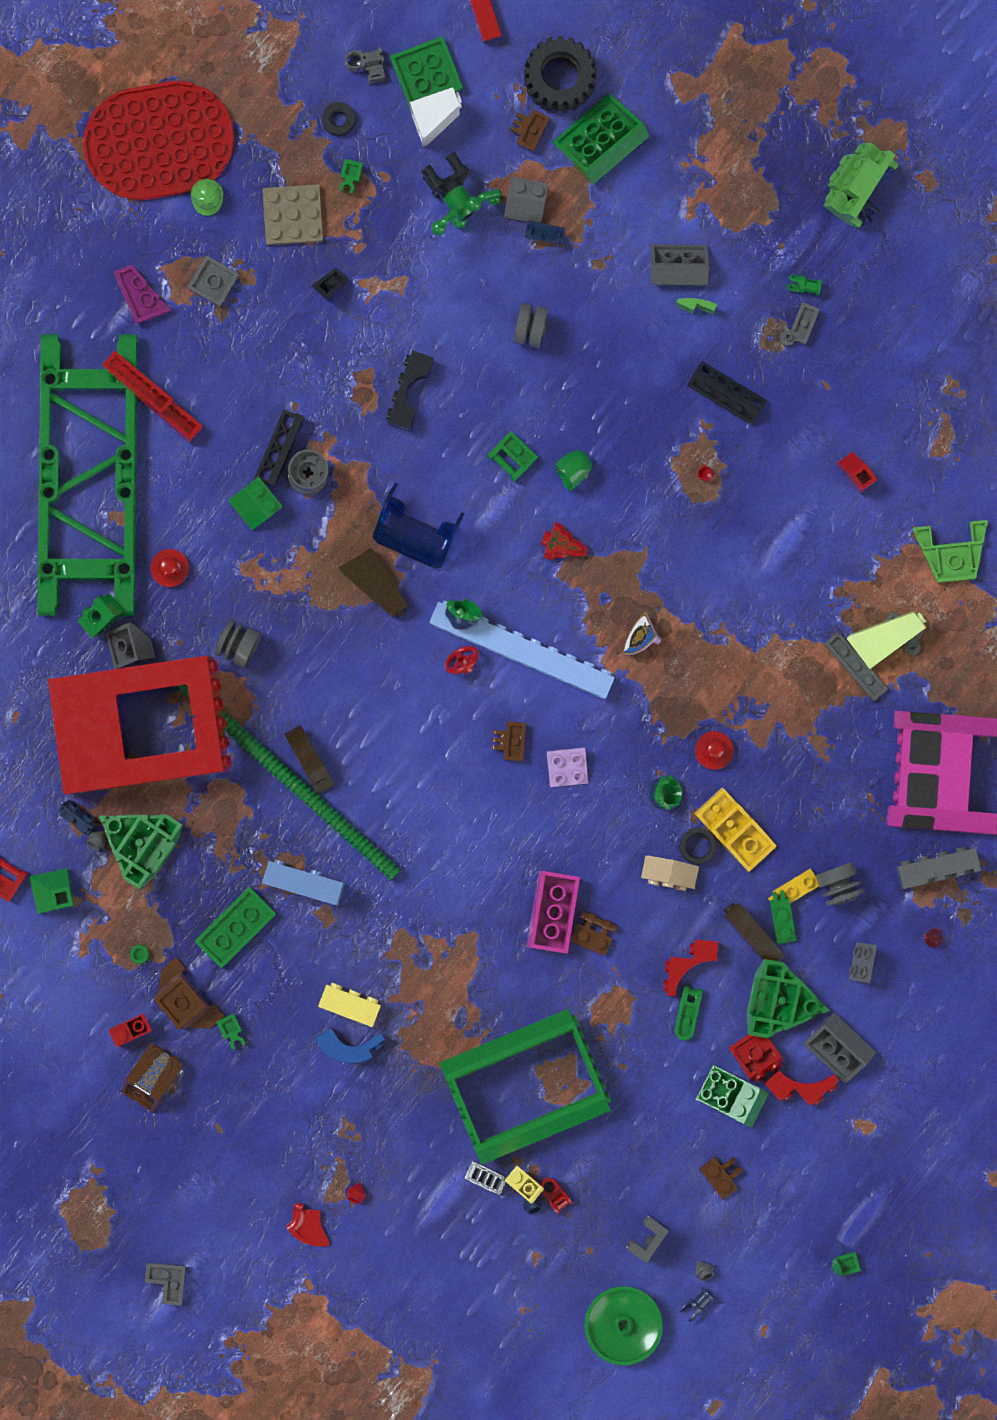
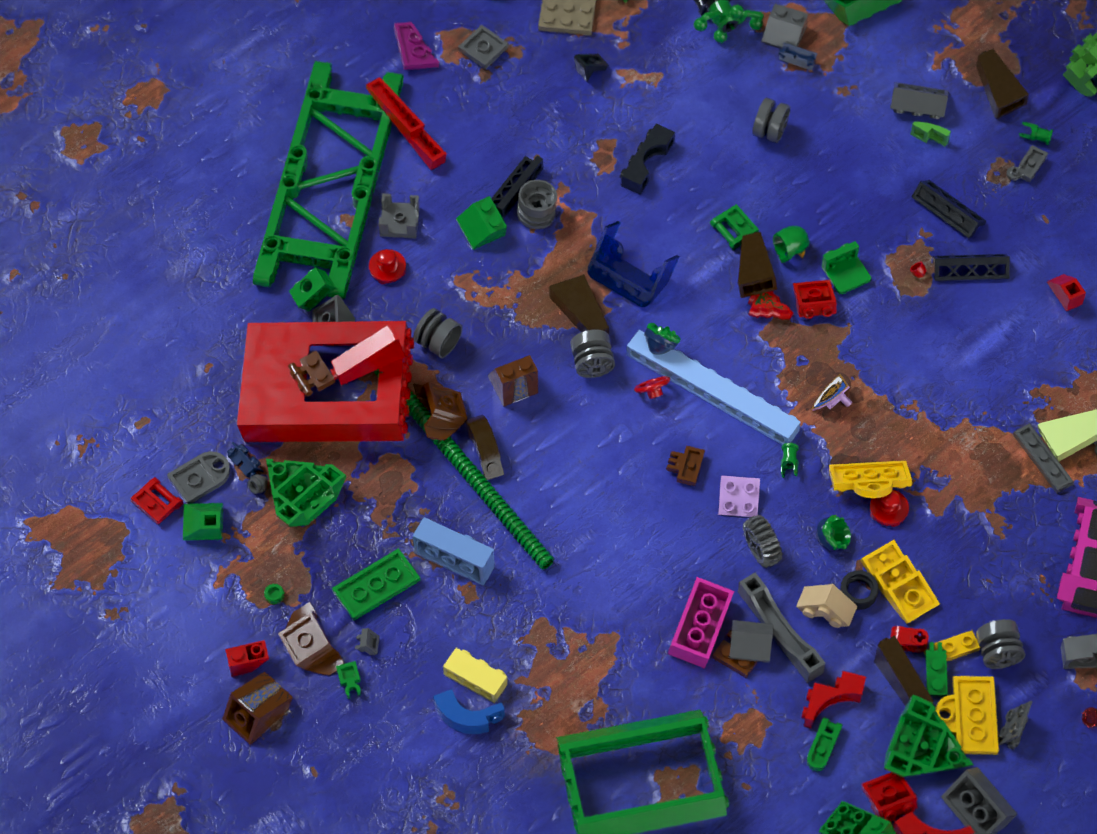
camera: 15 degrees right, 25 degrees down
(36, 842) = (199, 476): none -> dark grey tile
(129, 725) = (317, 371): none -> reddish brown plate
(169, 509) = (399, 218): none -> dark grey panel
(178, 708) = (367, 356): none -> slope
(241, 989) = (368, 641): none -> dark grey tile
(262, 727) = (446, 410): none -> reddish brown piece
(323, 679) = (515, 380): none -> reddish brown slope
(397, 638) = (592, 353): none -> dark grey wheel
(542, 509) = (755, 268): none -> dark brown slope
(598, 816) = (762, 541): none -> dark grey gear
(604, 923) = (751, 641): none -> dark grey slope
(607, 528) = (815, 298): none -> red plate
(610, 716) = (789, 458): none -> green piece
(630, 903) = (799, 652): none -> dark grey arch
(633, 488) = (845, 268): none -> green bracket
(692, 725) = (871, 478): none -> yellow plate
(748, 891) = (908, 638): none -> red piece
(760, 230) = (1000, 84): none -> dark brown slope
(761, 452) = (976, 260): none -> black fence
(821, 957) = (972, 714): none -> yellow plate

